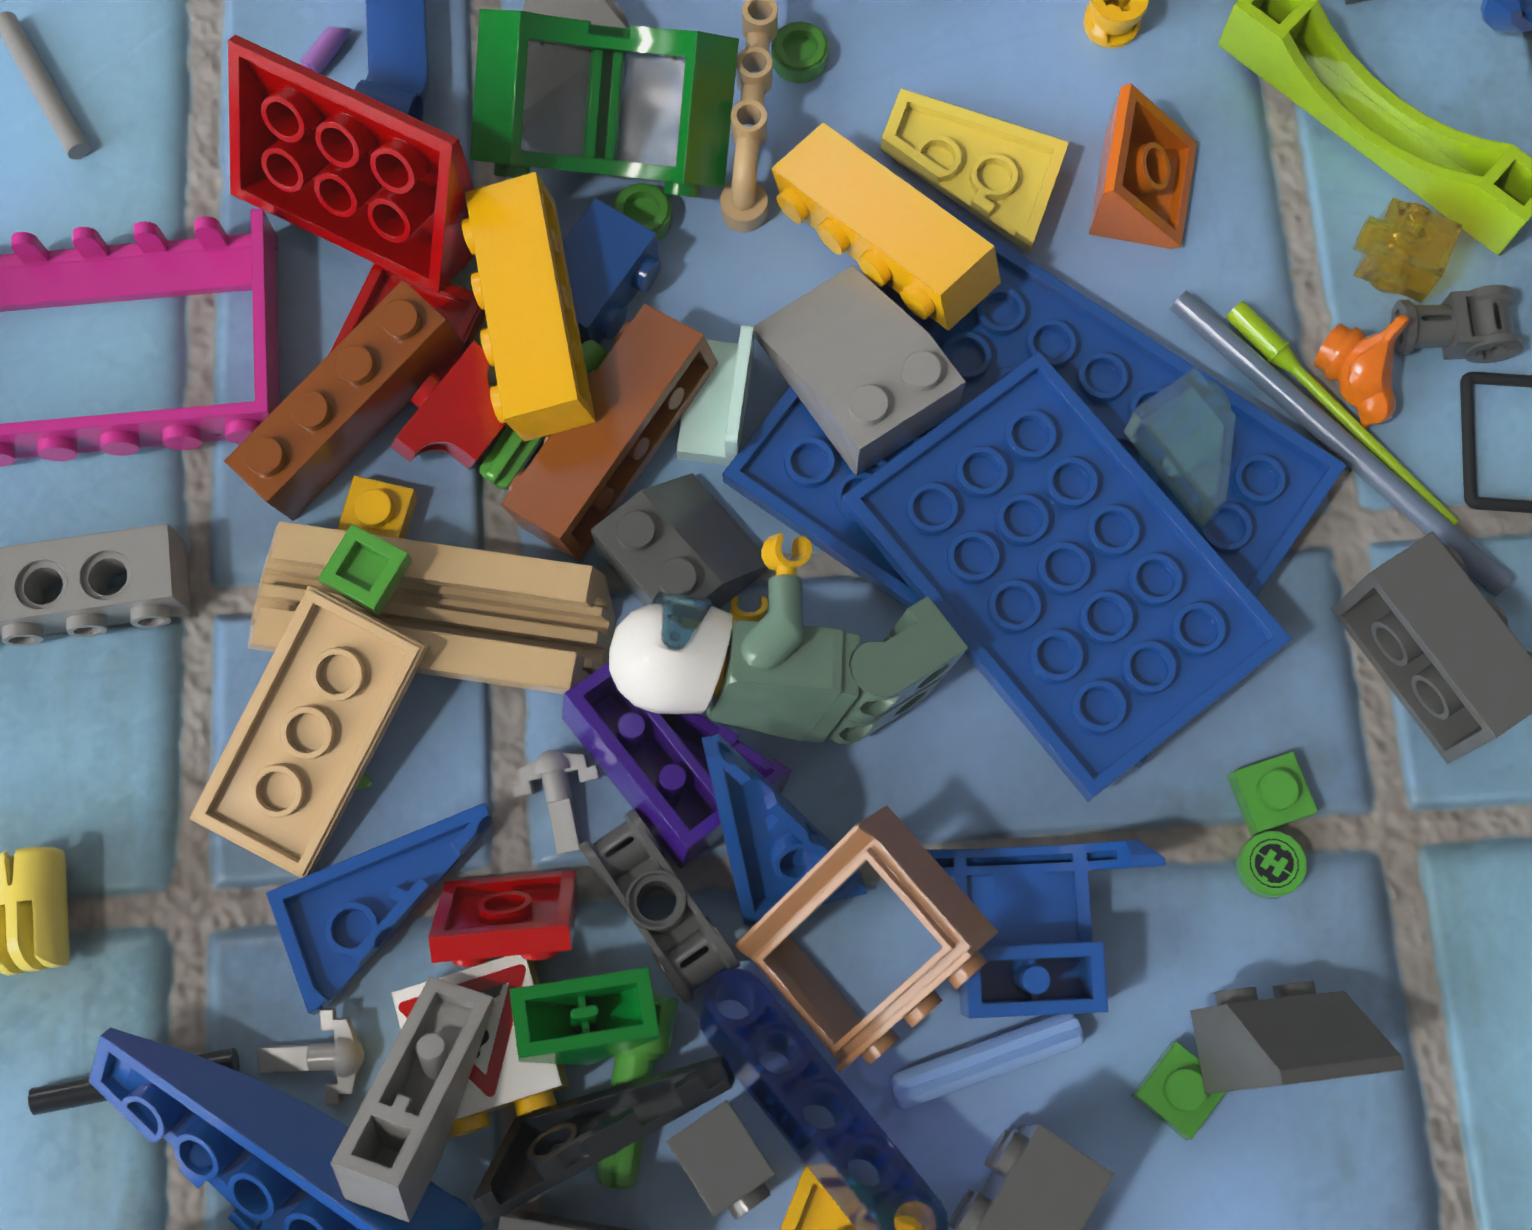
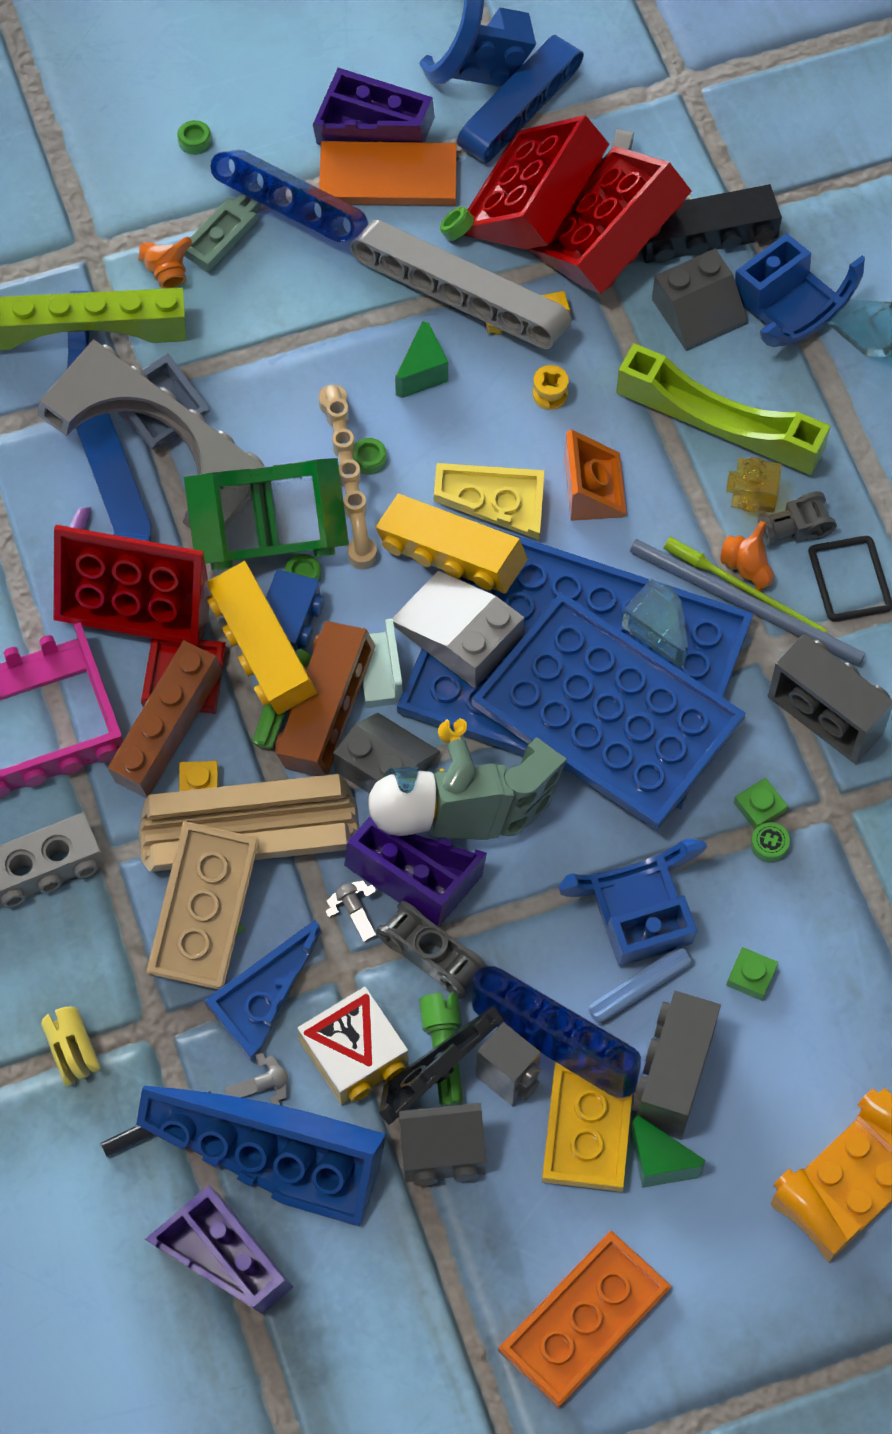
camera: 15 degrees left, 10 degrees down
(365, 569) = (211, 805): bright green plate -> none
(413, 1101) = (331, 1073): light grey slope -> none
(452, 413) = (231, 710): red brick -> none
(504, 918) = (360, 968): red plate -> none
(584, 1017) = (412, 1009): green slope -> none
(764, 834) = (489, 900): blue wing -> none
(922, 888) = (589, 948): medium nougat window -> none
(1287, 1039) = (799, 926): dark grey slope -> none

